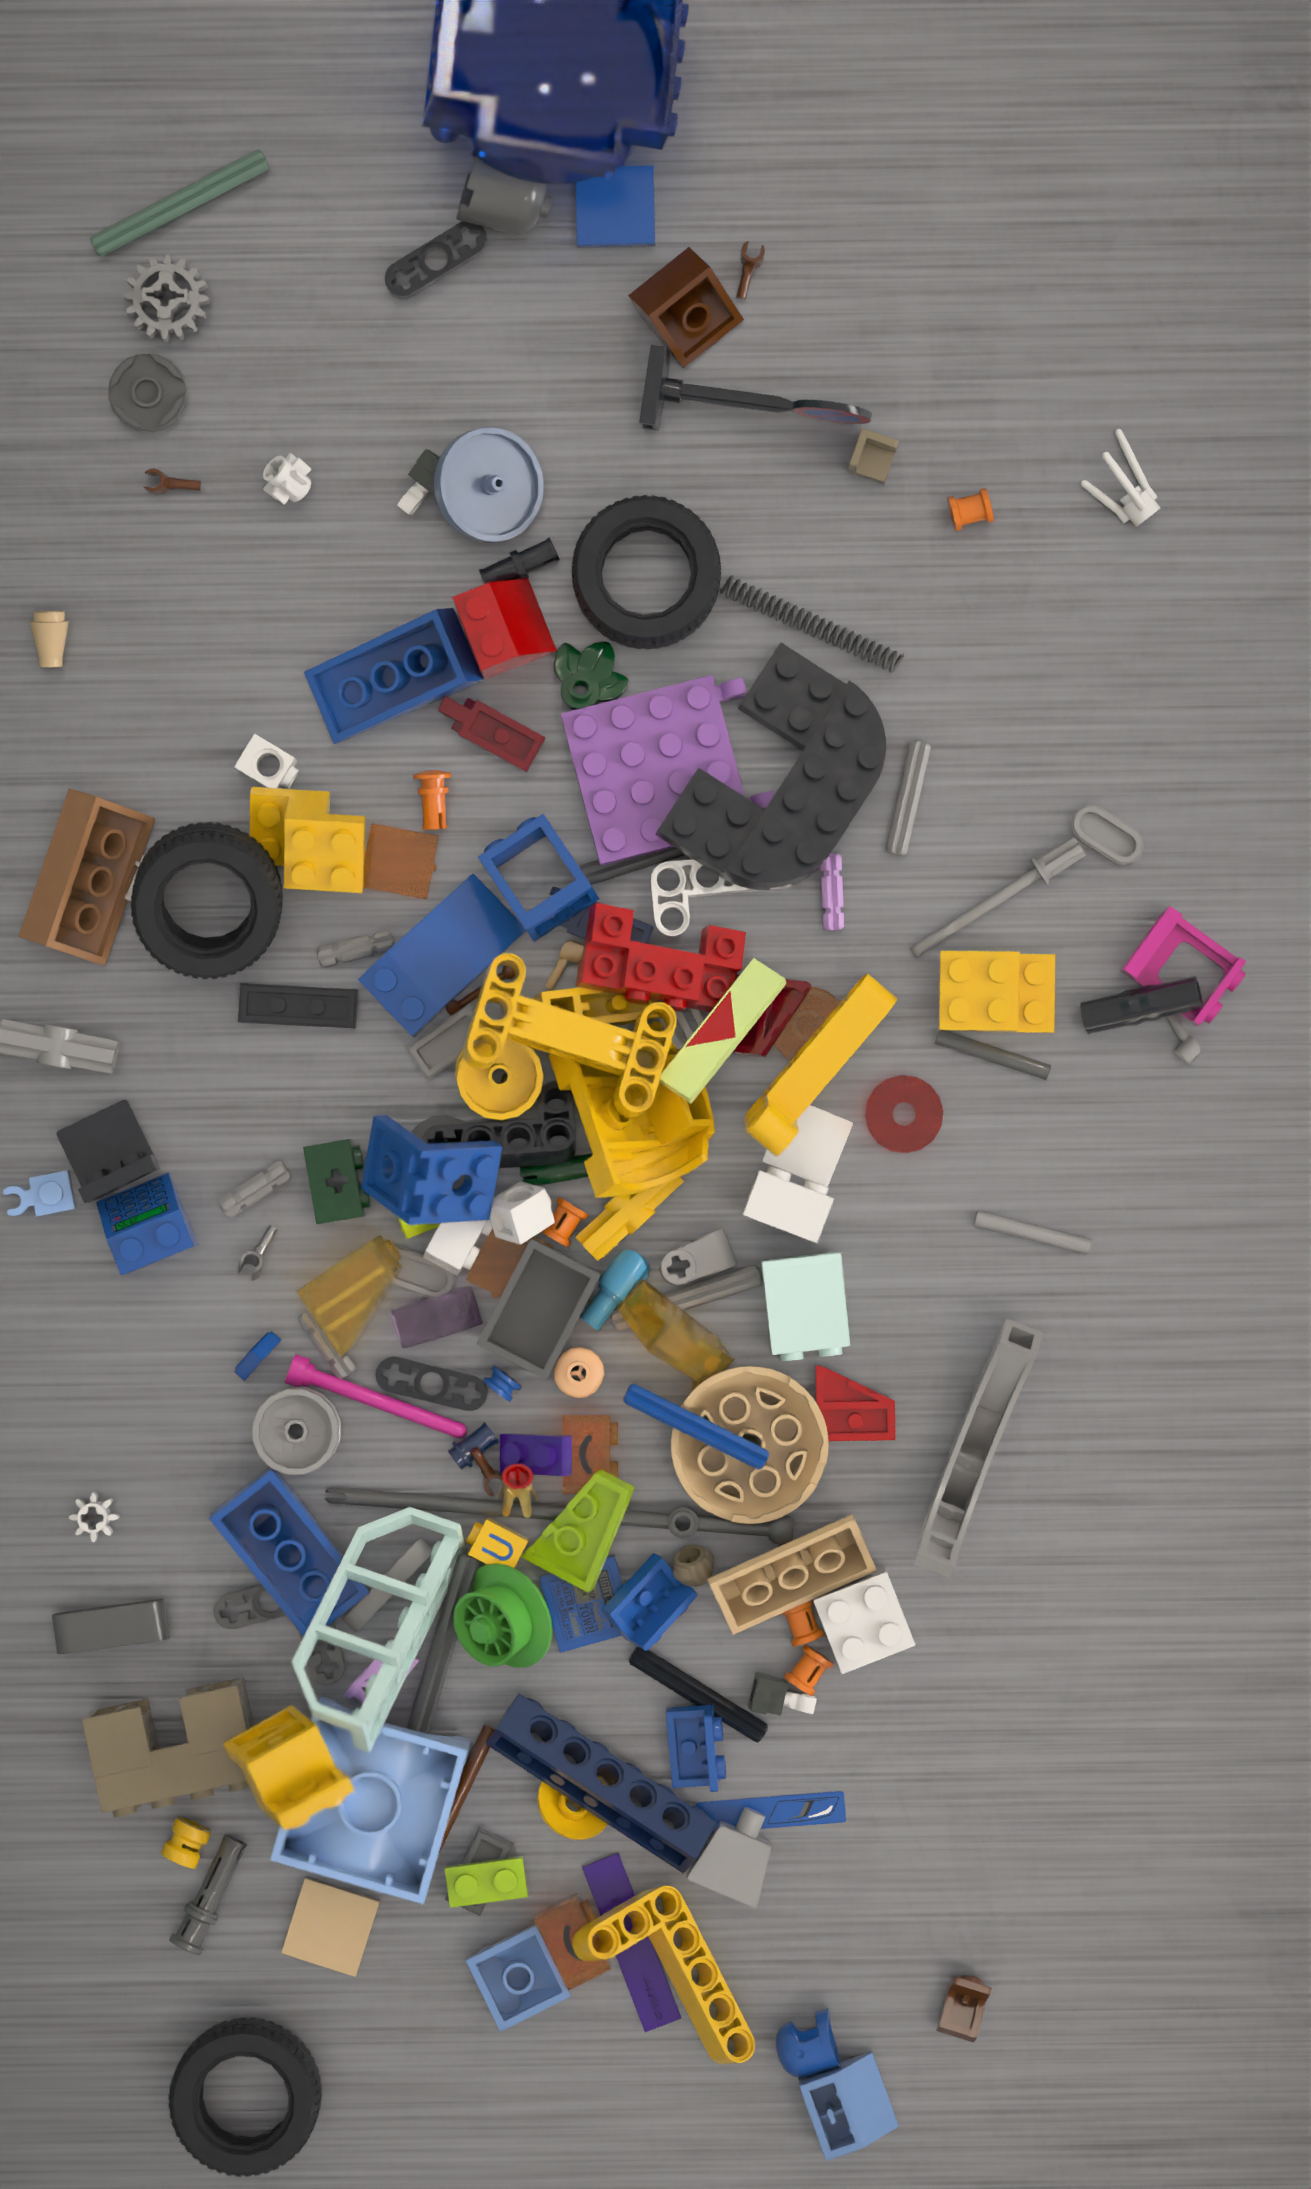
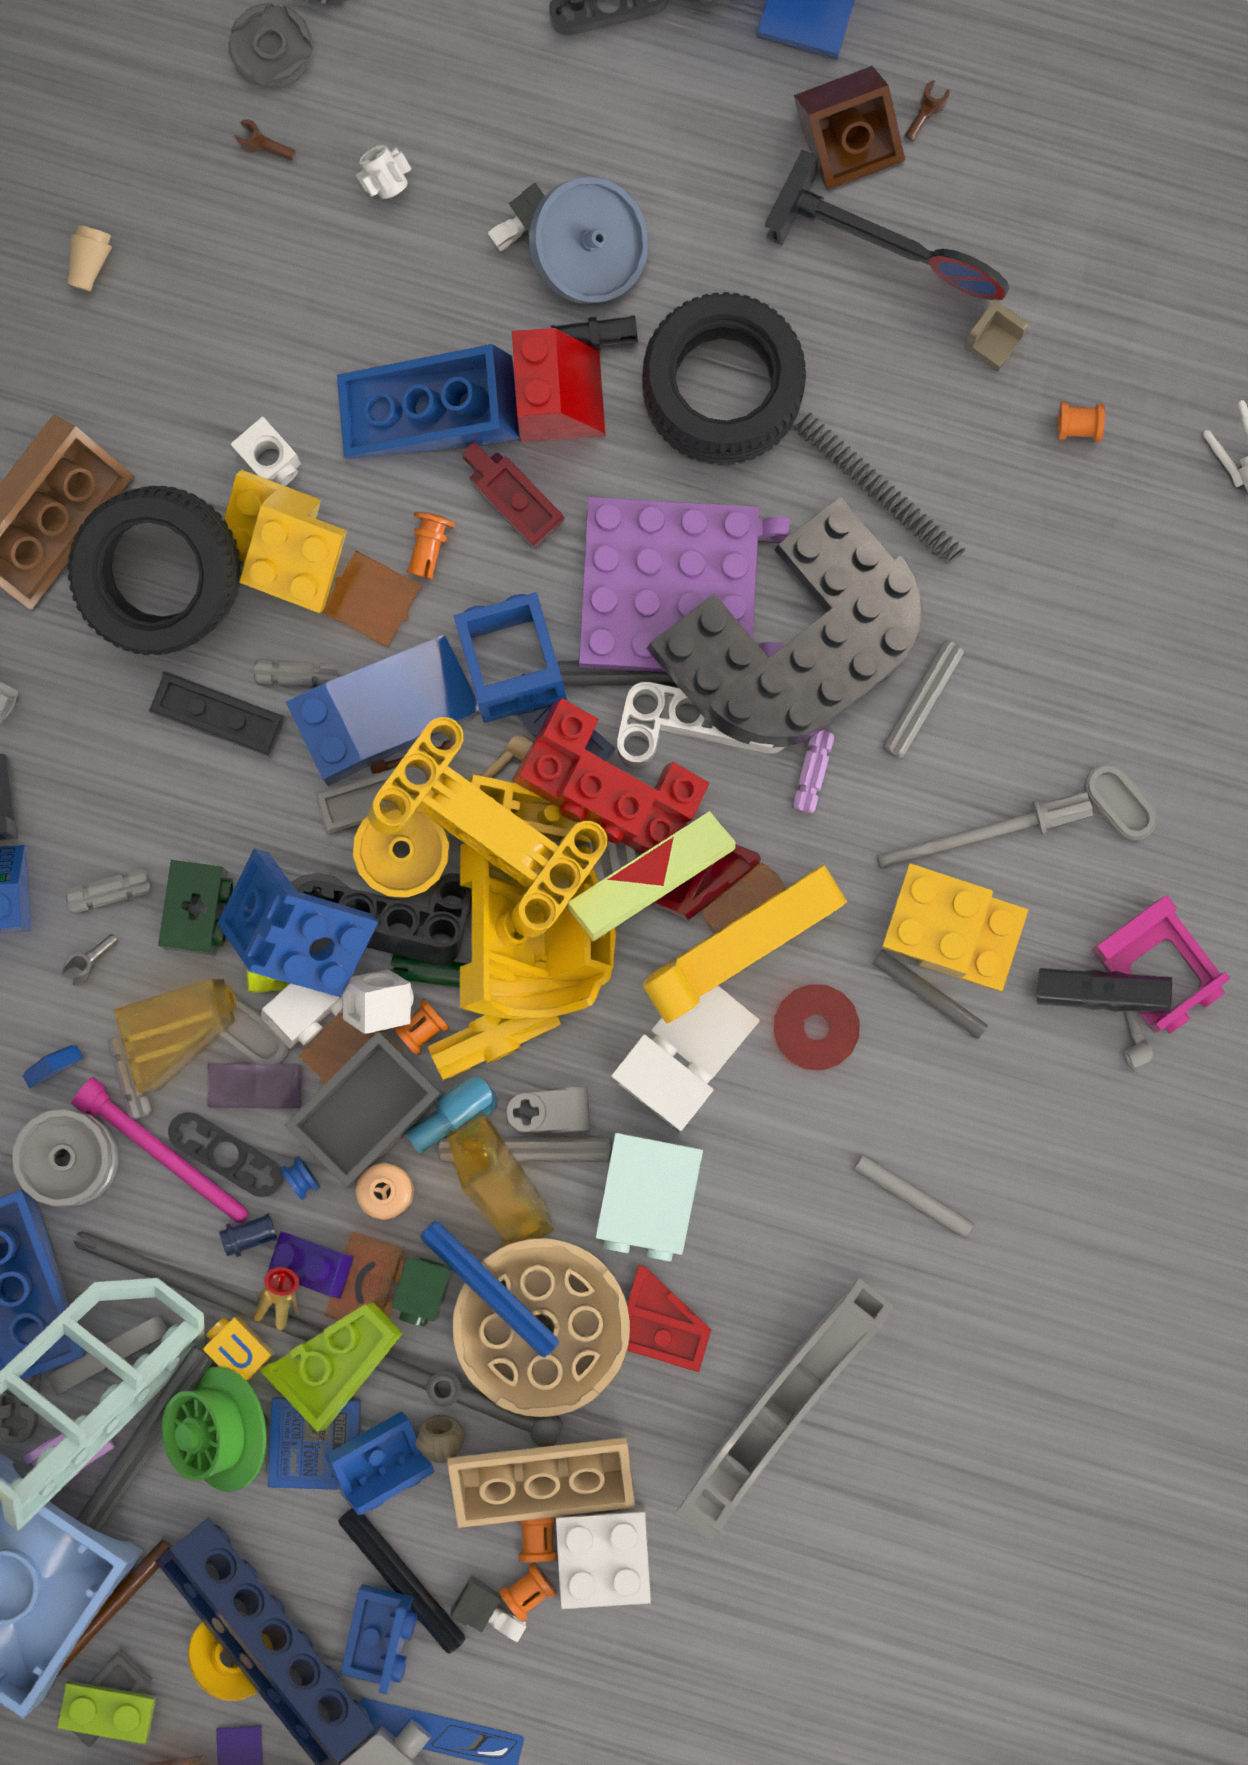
camera: 15 degrees right, 5 degrees down
(486, 1470) = (253, 1265): reddish brown hand -> none
(590, 669) = (634, 464): dark green plate -> none
(638, 1446) = (421, 1290): none -> dark green brick

